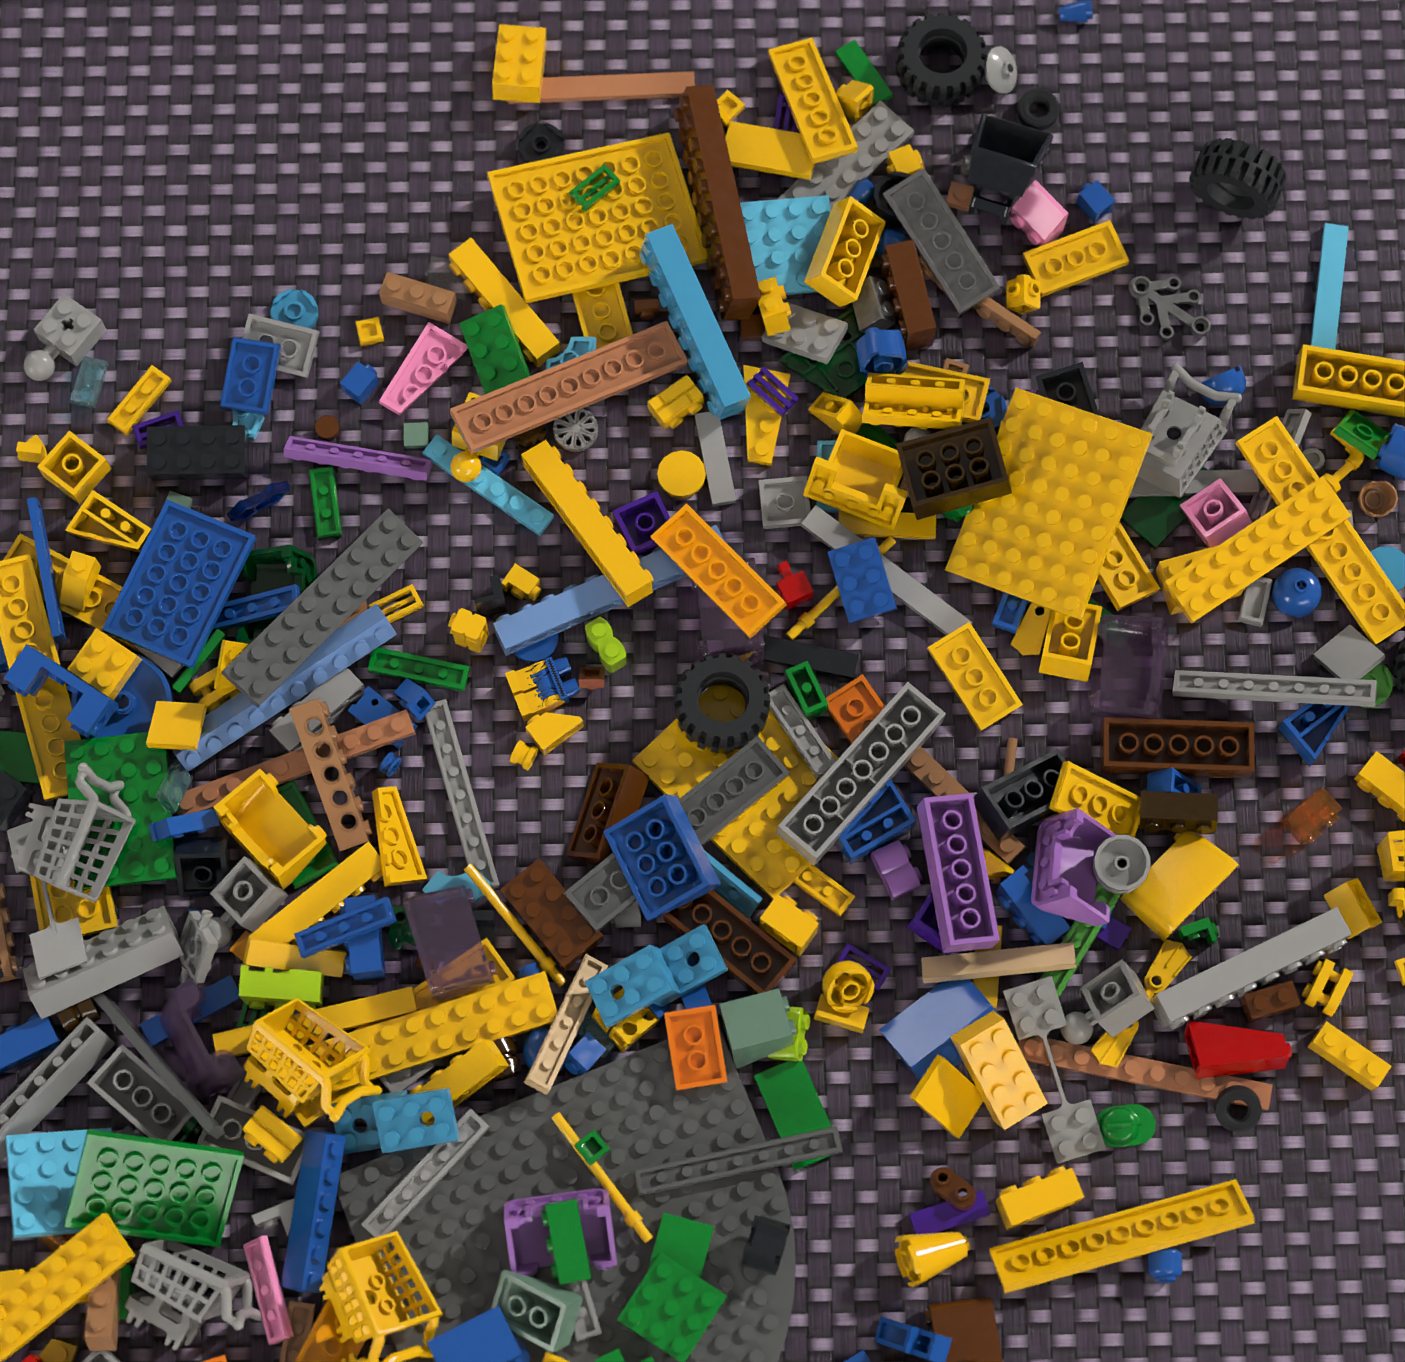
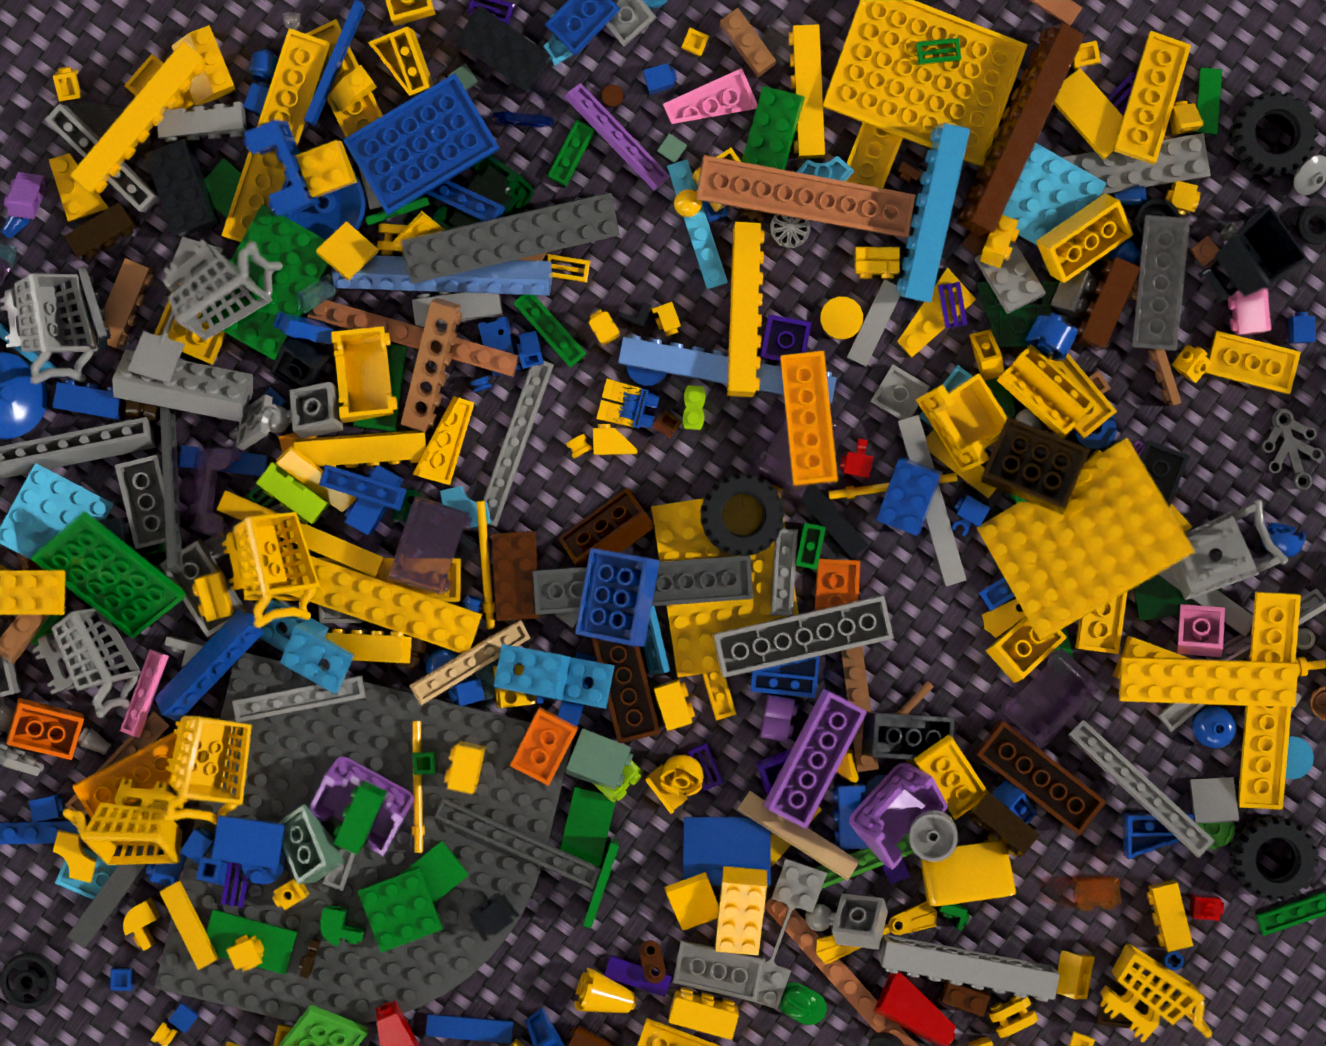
camera: 35 degrees right, 15 degrees up
(635, 1119) = (466, 767): none -> yellow brick
(849, 1149) = (601, 882): none -> green tile
(928, 560) = (971, 513): none -> blue brick
(974, 676) = (937, 621): yellow plate -> none
(1022, 1149) = (719, 972): none -> light grey tile

